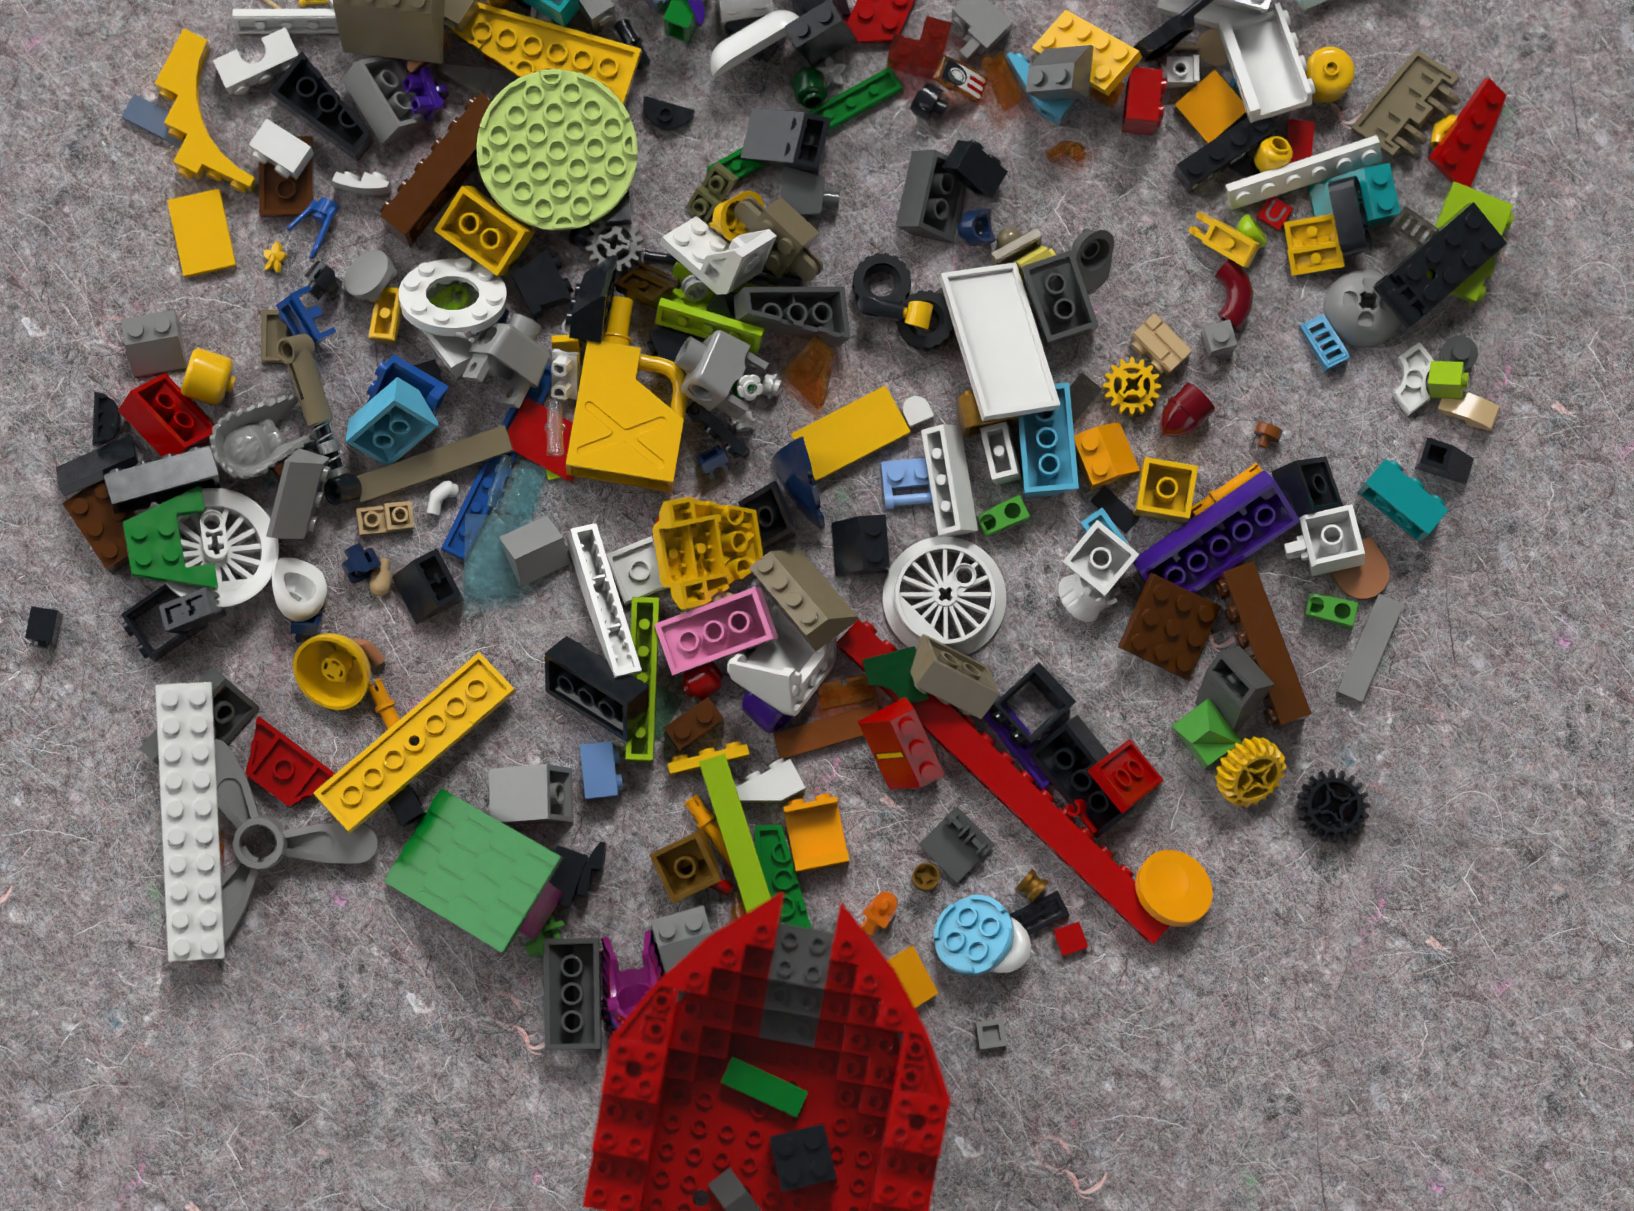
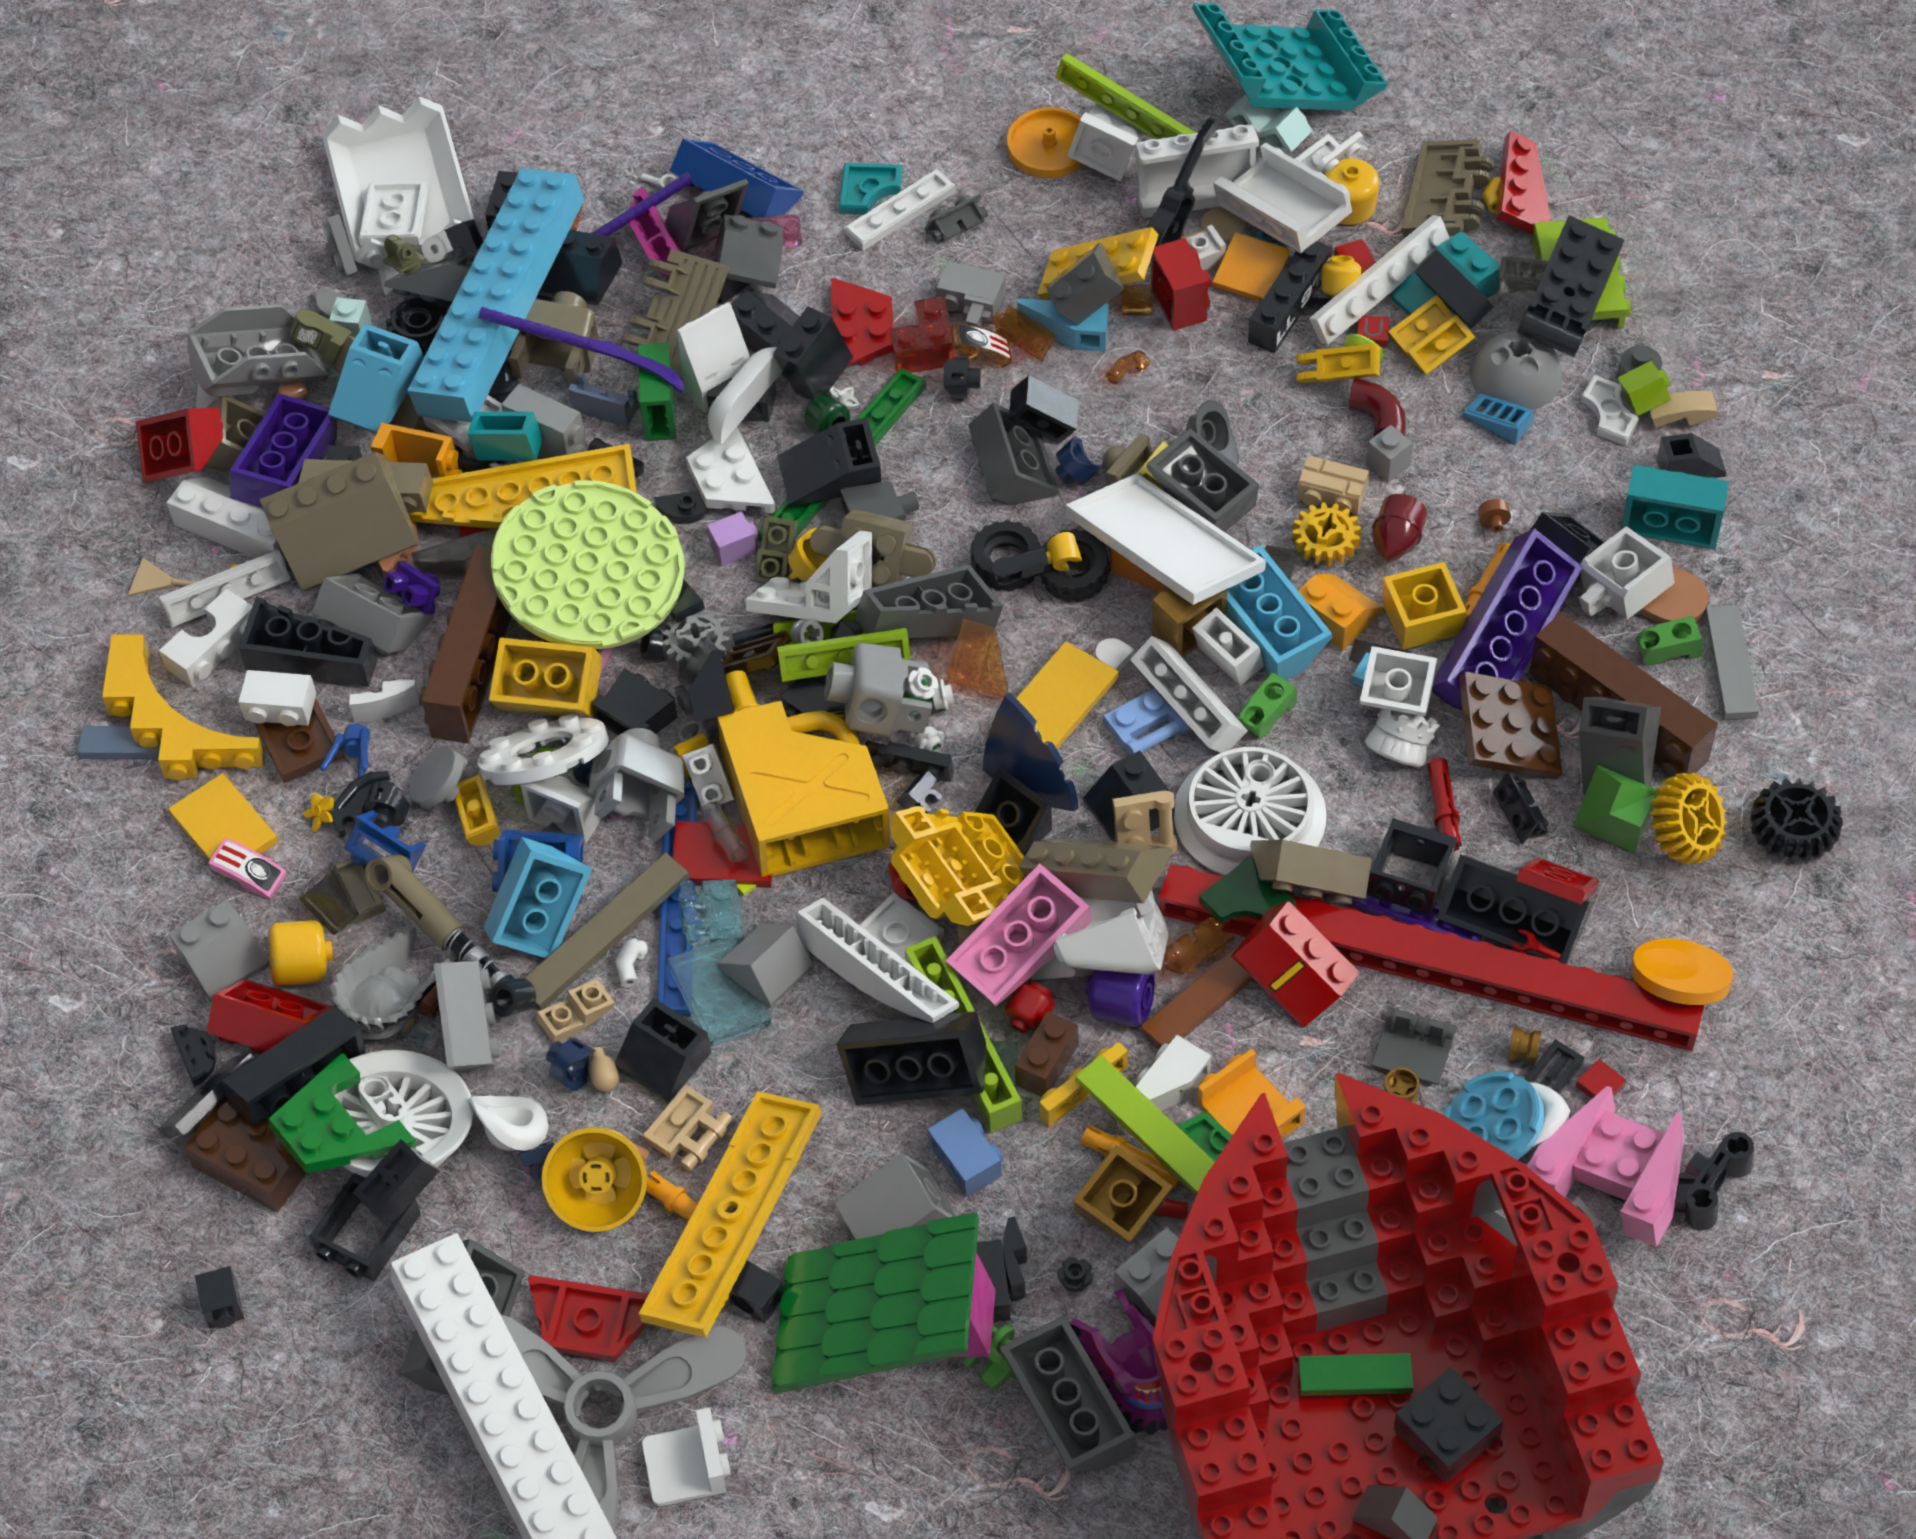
camera: 20 degrees left, 25 degrees down
(203, 282) = (248, 867): none -> slope
(249, 337) = (329, 899): none -> clear smoke slope
(301, 907) = (686, 1462): none -> white bracket
(302, 259) = (351, 800): none -> black piece
(415, 646) = (679, 1122): none -> tan plate
(634, 905) = (1078, 1282): none -> black plate
(685, 165) = (732, 538): none -> lavender brick
(709, 106) = (728, 475): none -> white wing
(849, 573) = (1133, 820): none -> tan plate
(1043, 1009) = (1618, 1160): none -> bright pink wedge
(1086, 1051) = (1705, 1177): none -> black piece
(1087, 663) = (1445, 815): none -> red pin
(1141, 680) = (1515, 801): none -> black hinge
(1322, 31) = (1327, 152): none -> white bracket

